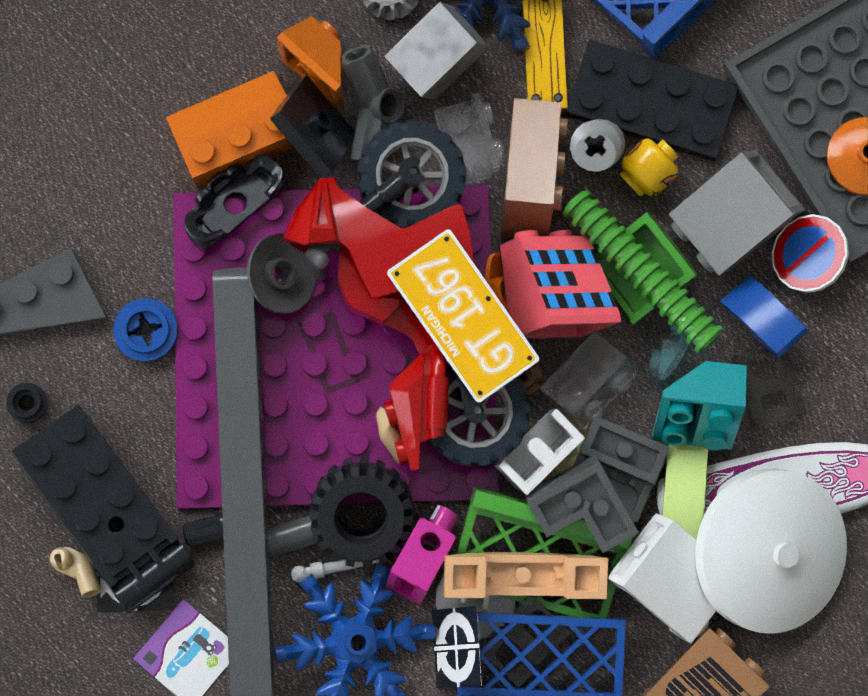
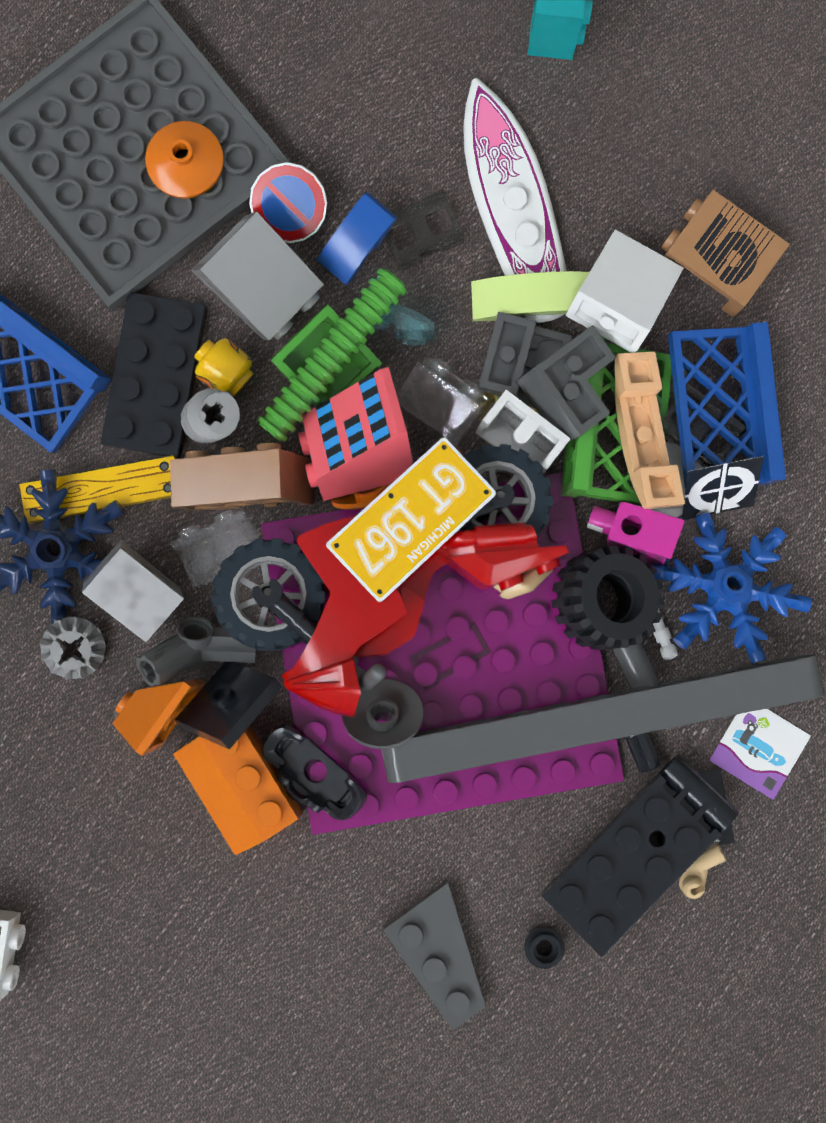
camera: 95 degrees left, 5 degrees up
(130, 320) = (446, 857): blue gear -> none
(703, 407) = (458, 276): teal slope -> none
(771, 550) = (584, 203): white dish -> none

